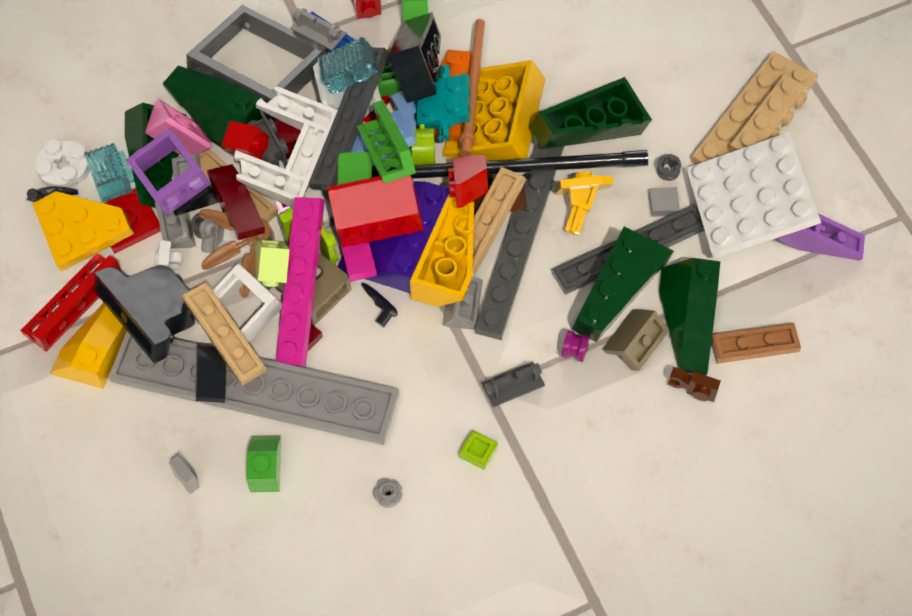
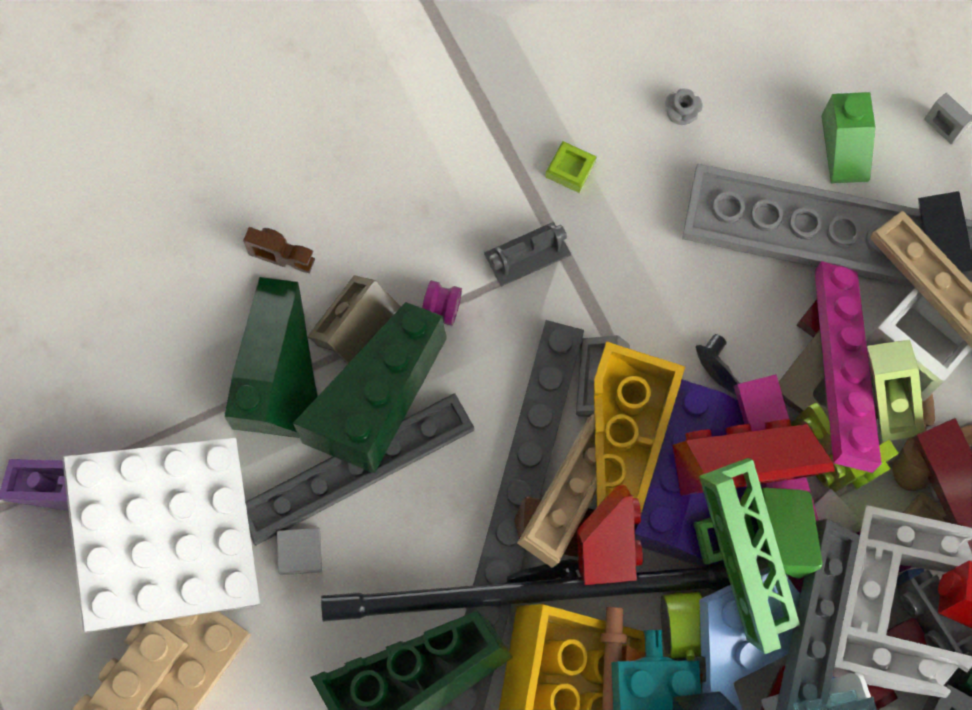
camera: 175 degrees right, 10 degrees up
(581, 196) = (428, 548): yellow piece -> none
(665, 173) = (294, 603): dark grey bush -> none
(755, 343) = (186, 322): medium nougat tile -> none

